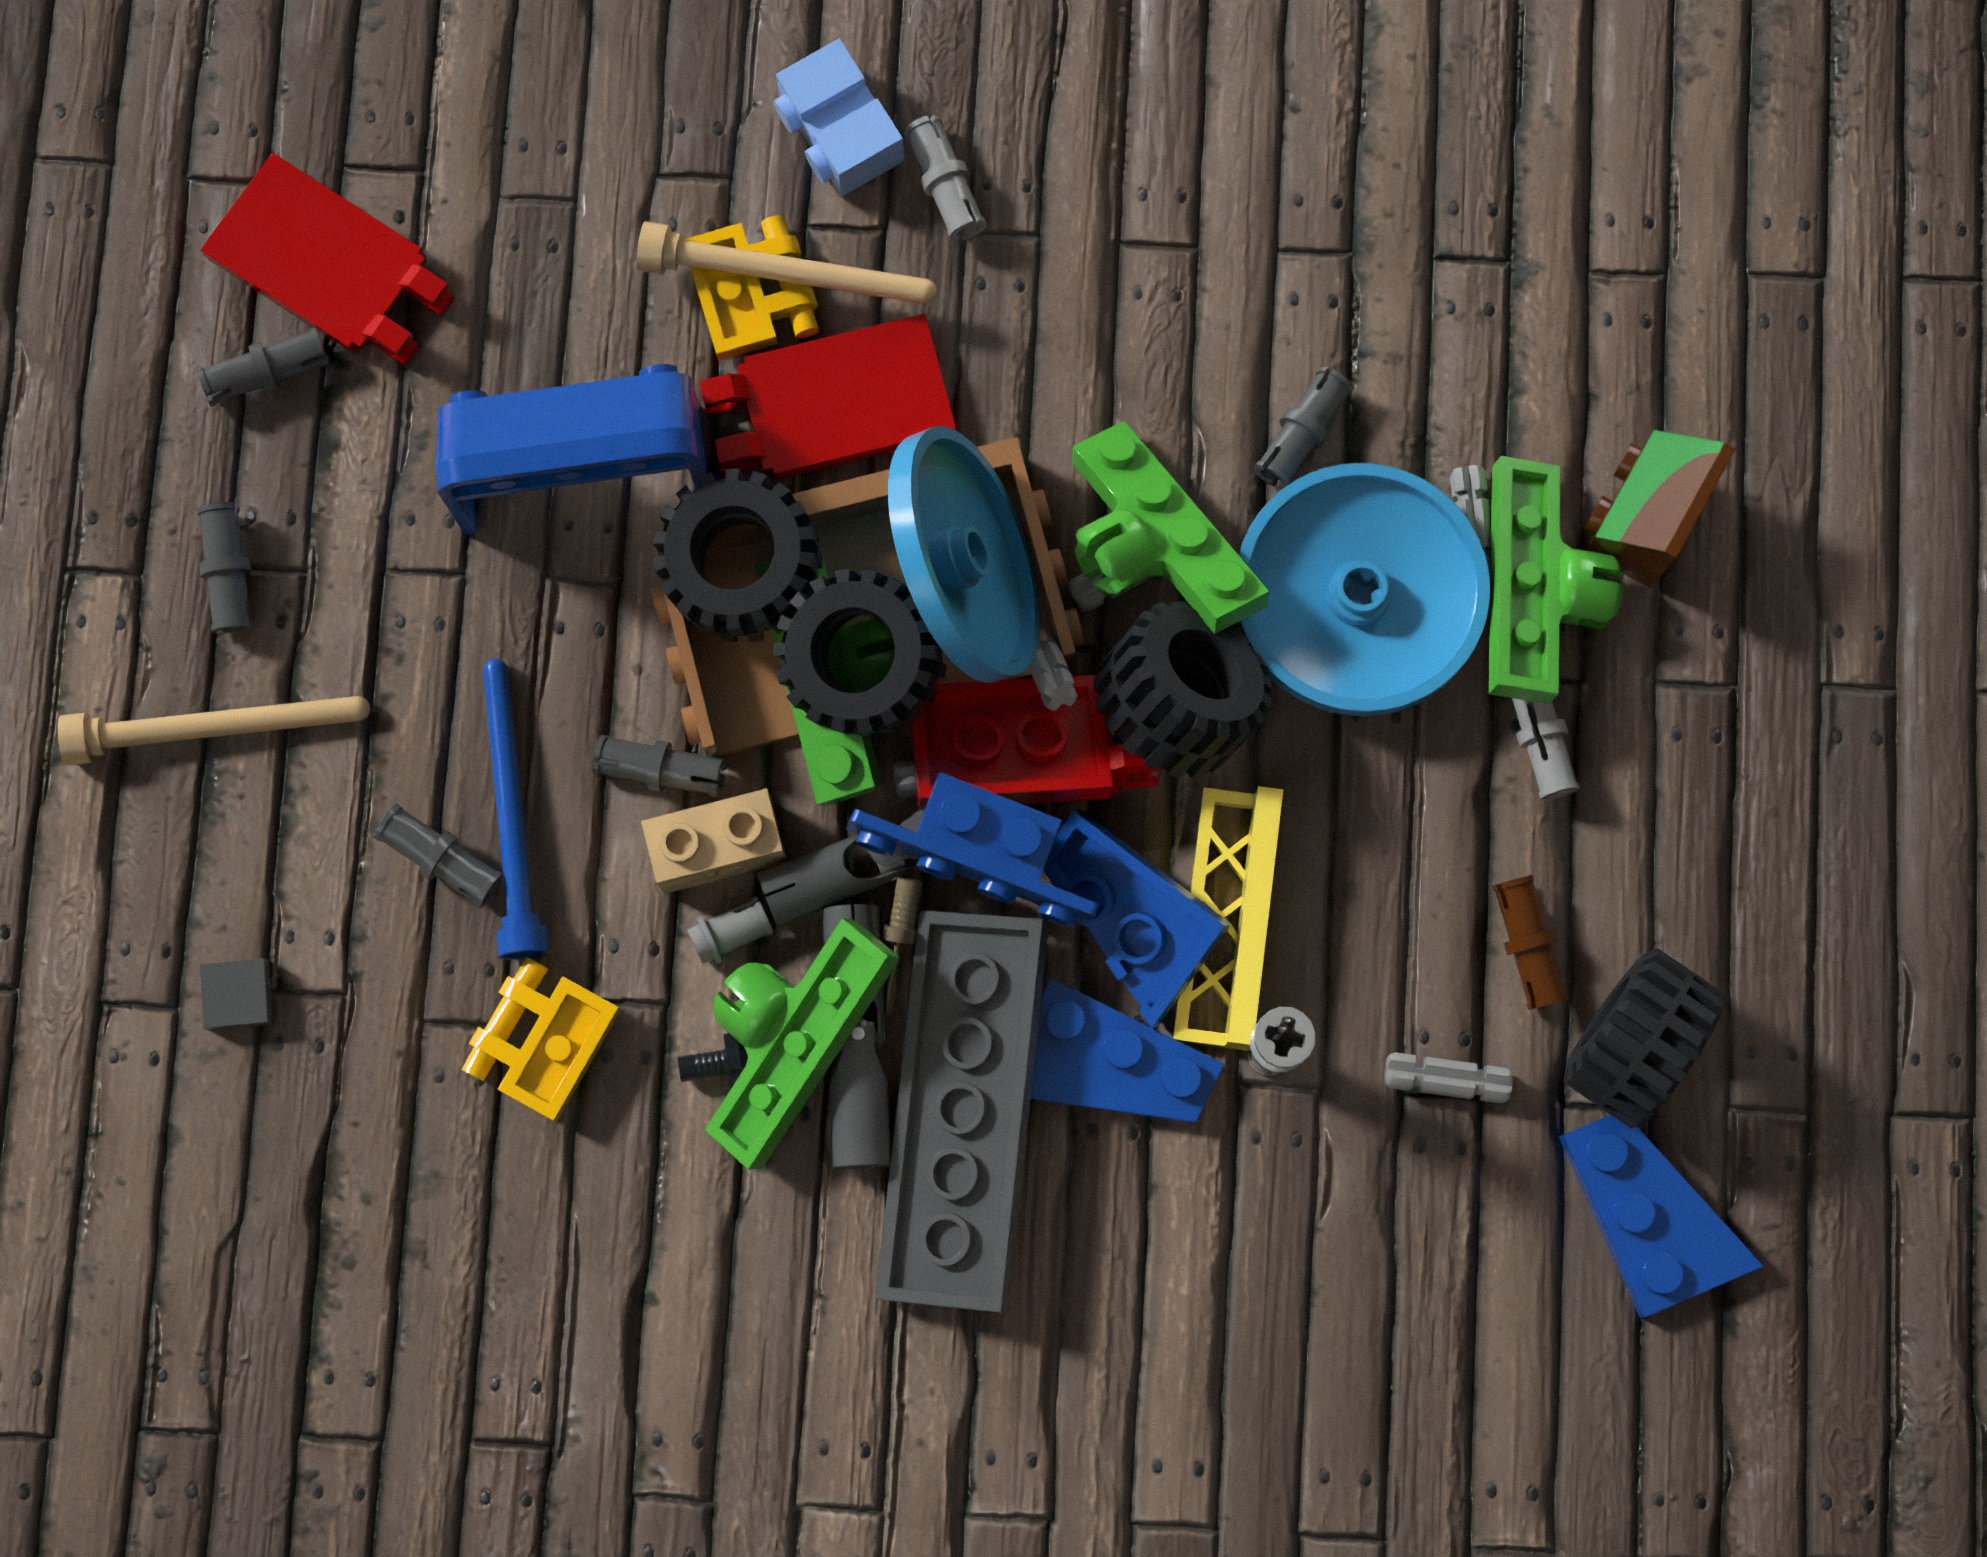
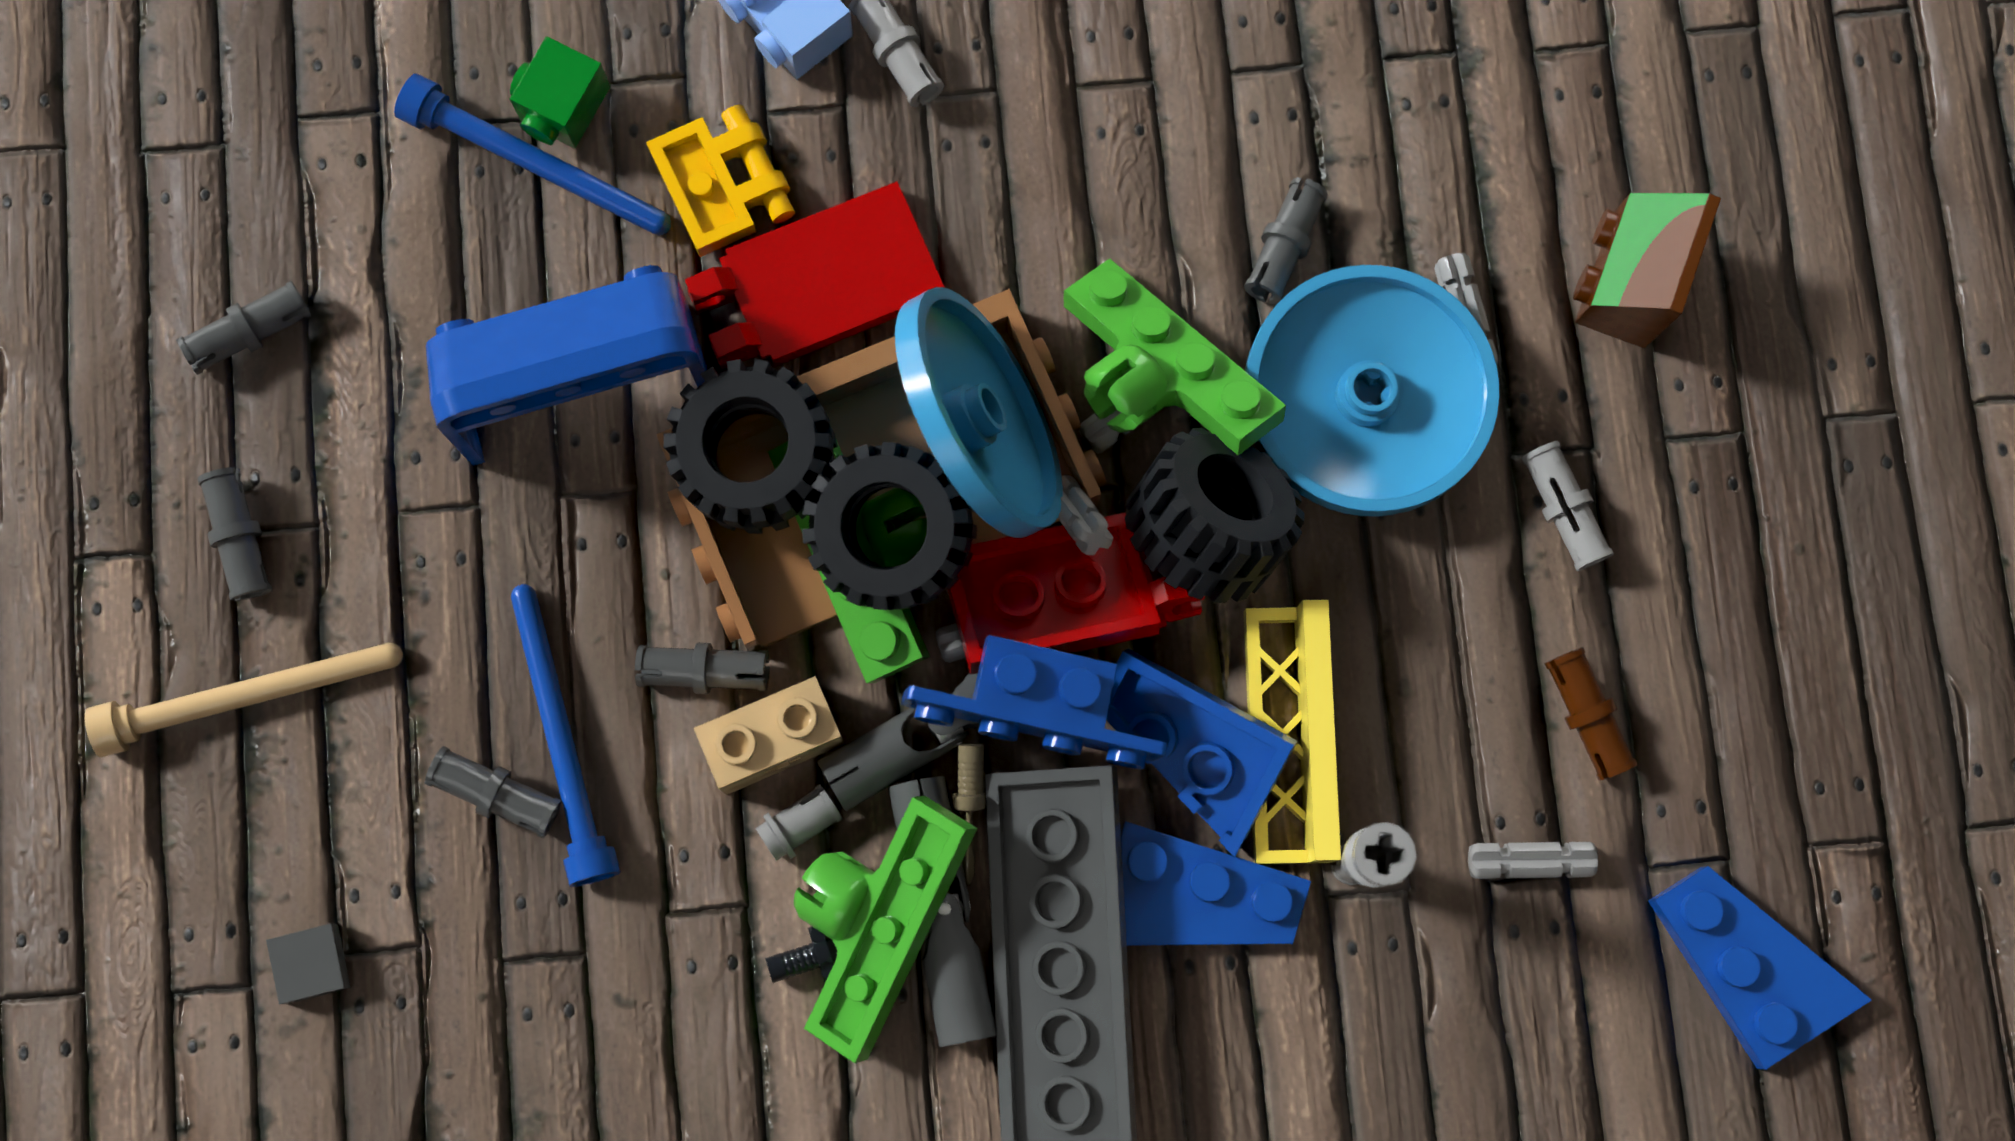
camera: 15 degrees left, 0 degrees up
(324, 260) = (291, 213): red tile -> none
(470, 172) = (424, 104): none -> blue piece
(556, 1049) = (642, 970): yellow plate -> none
(602, 179) = (558, 93): none -> green brick
(664, 250) = (631, 154): tan piece -> none
(1538, 582) = (1541, 358): bright green plate -> none
(1644, 1038) = (1726, 794): black tyre -> none

